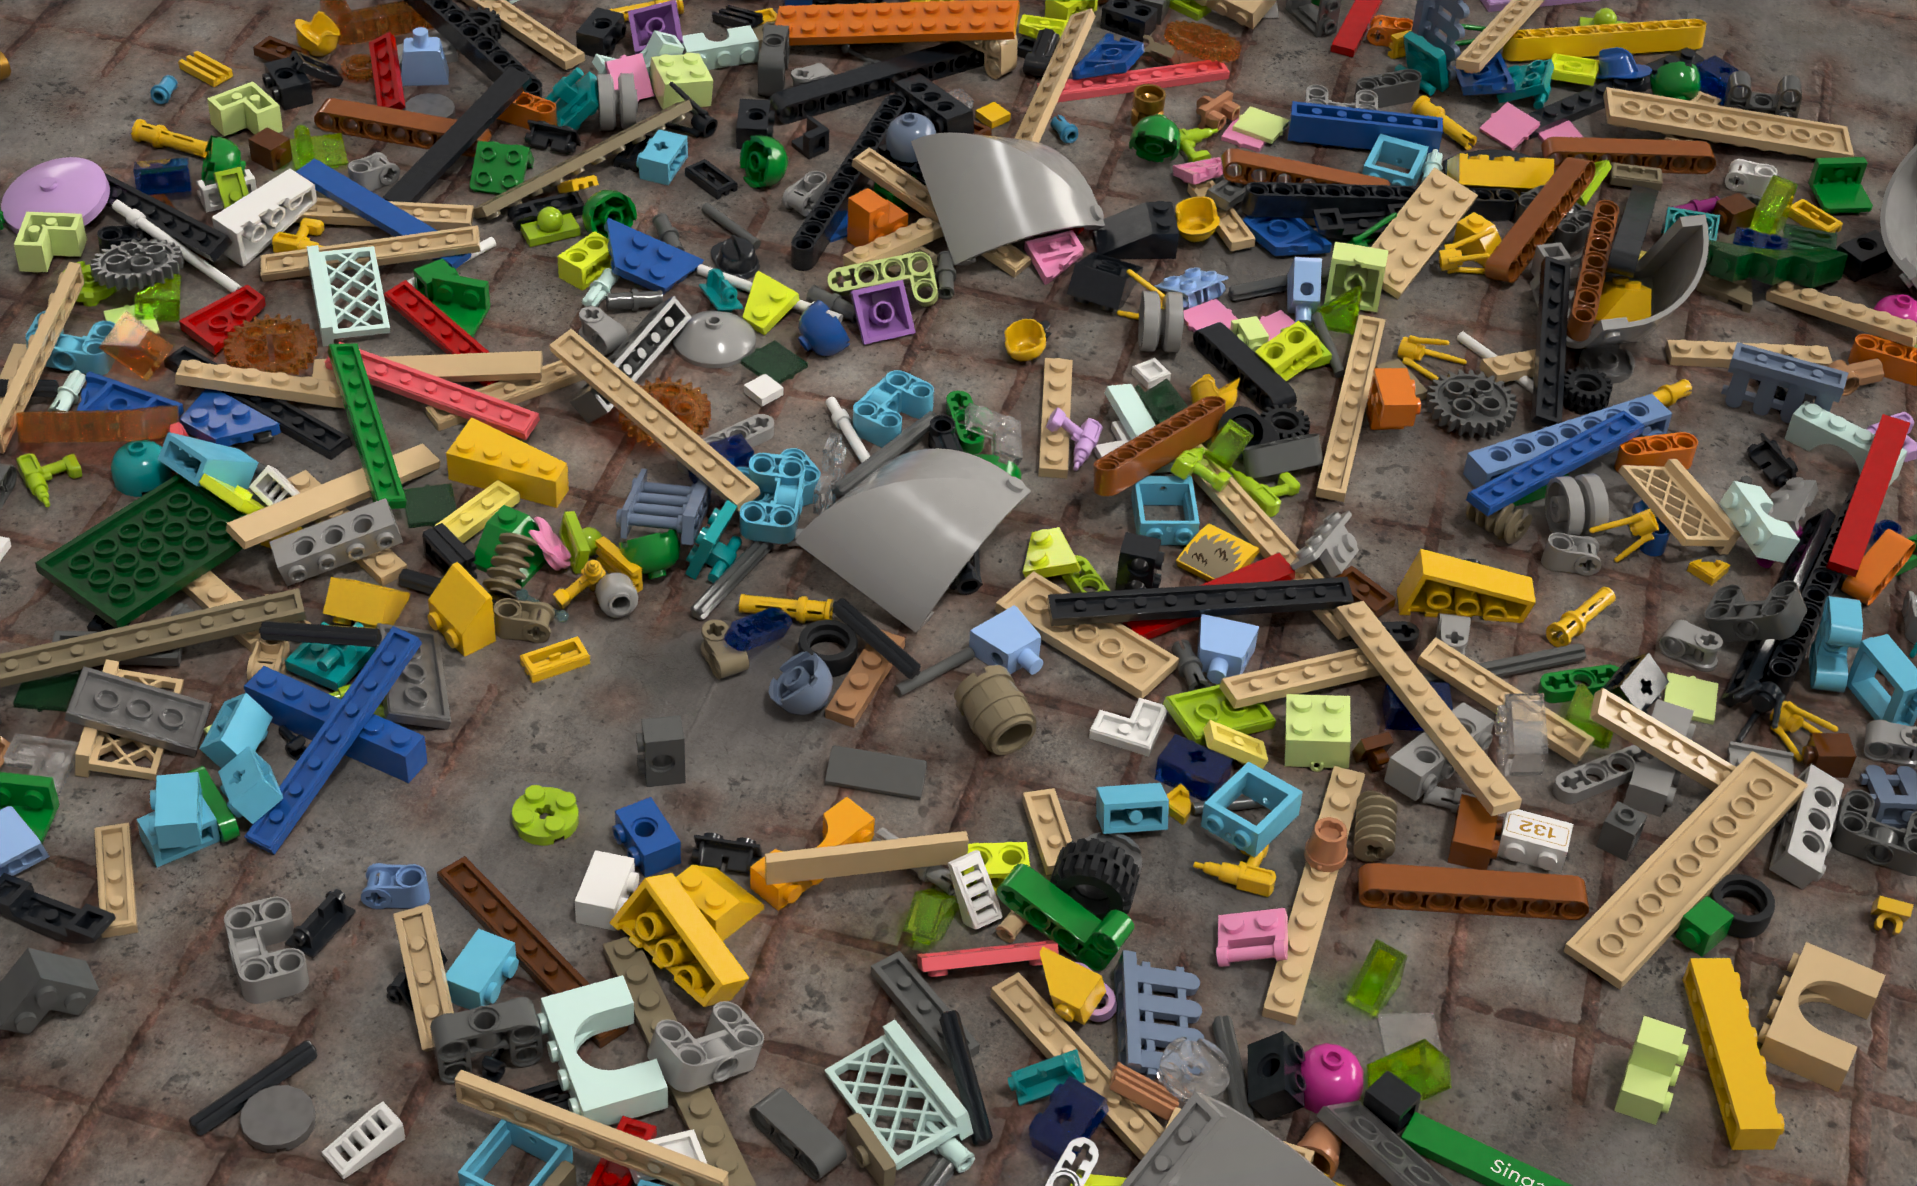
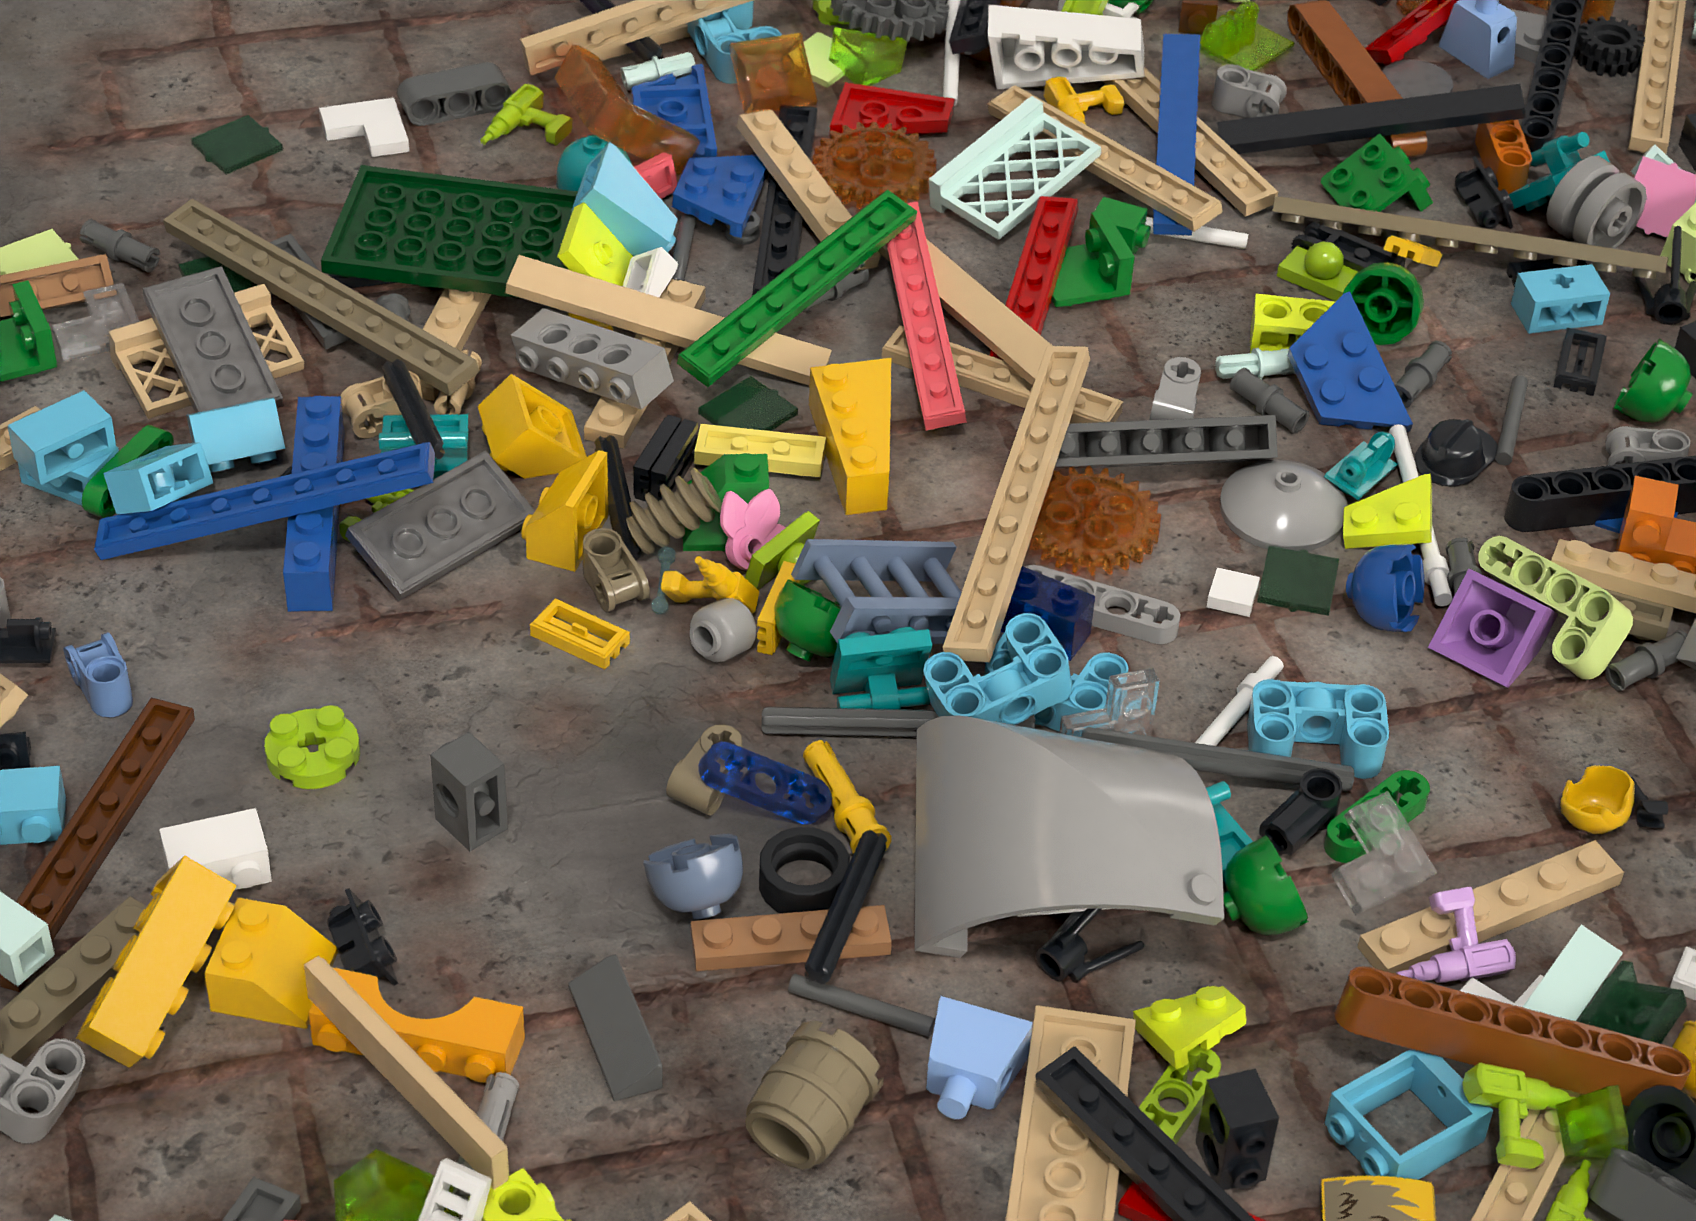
camera: 60 degrees right, 0 degrees up
(647, 837) = (331, 852): blue brick -> none

